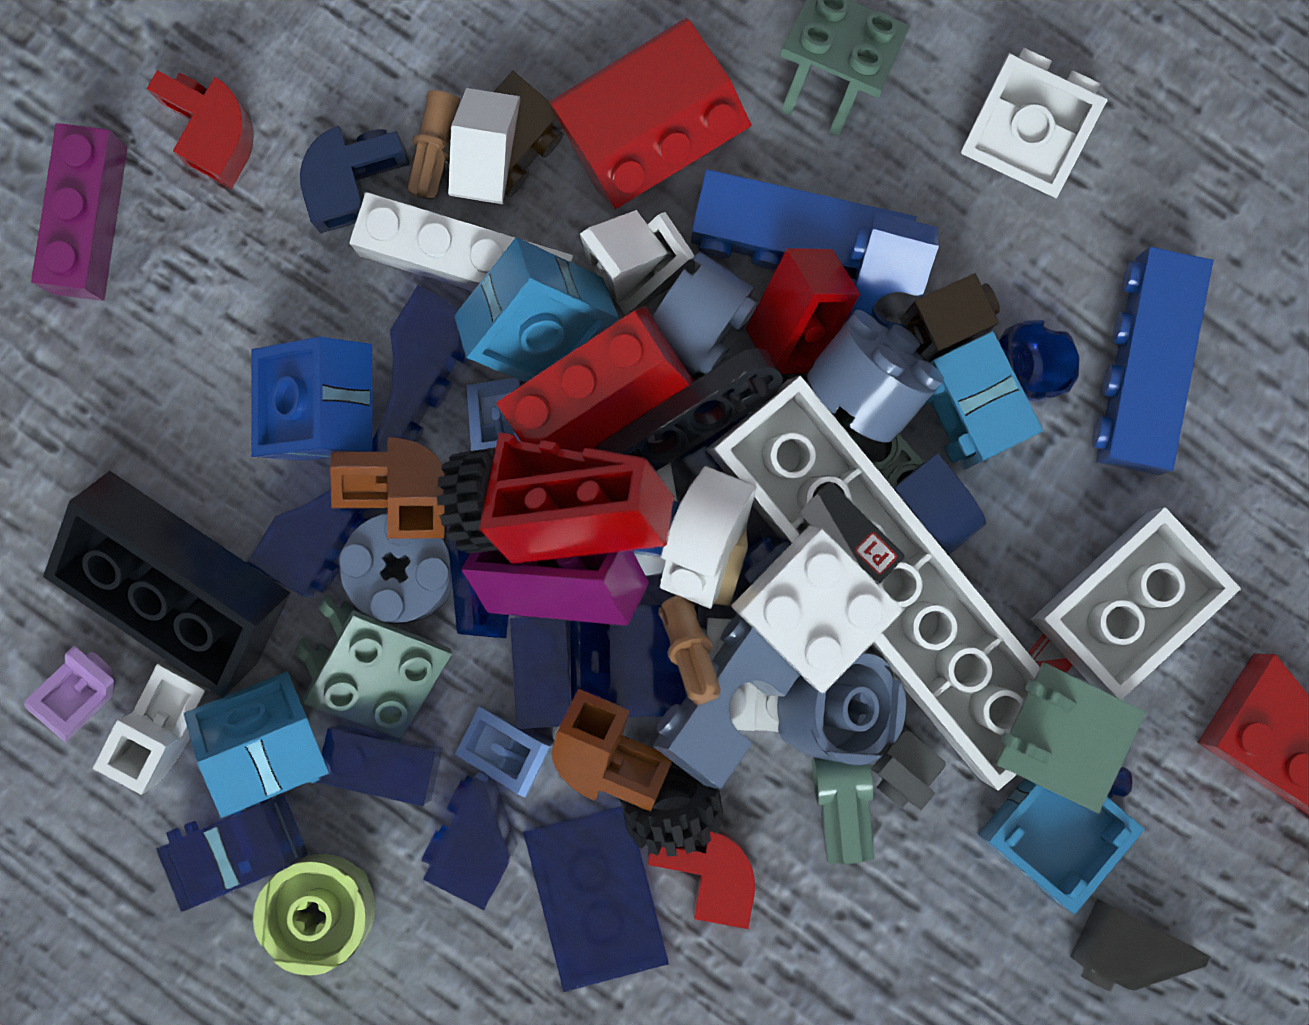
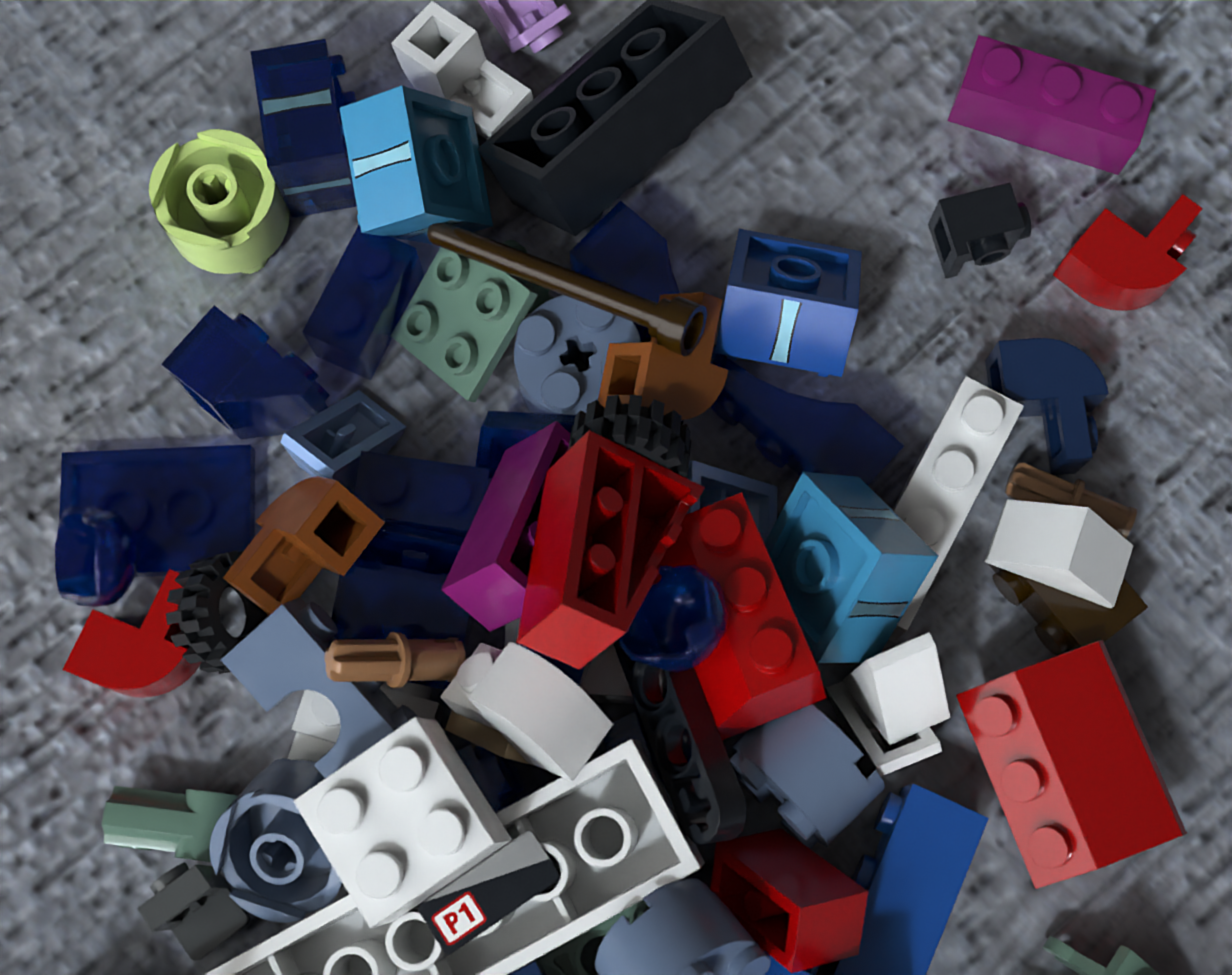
camera: 105 degrees right, 10 degrees down
(206, 256) = (978, 227): none -> black brick
(364, 485) = (674, 322): none -> dark brown piece
(615, 424) = (678, 620): none -> clear blue hair
(651, 930) = (94, 556): none -> clear blue hair

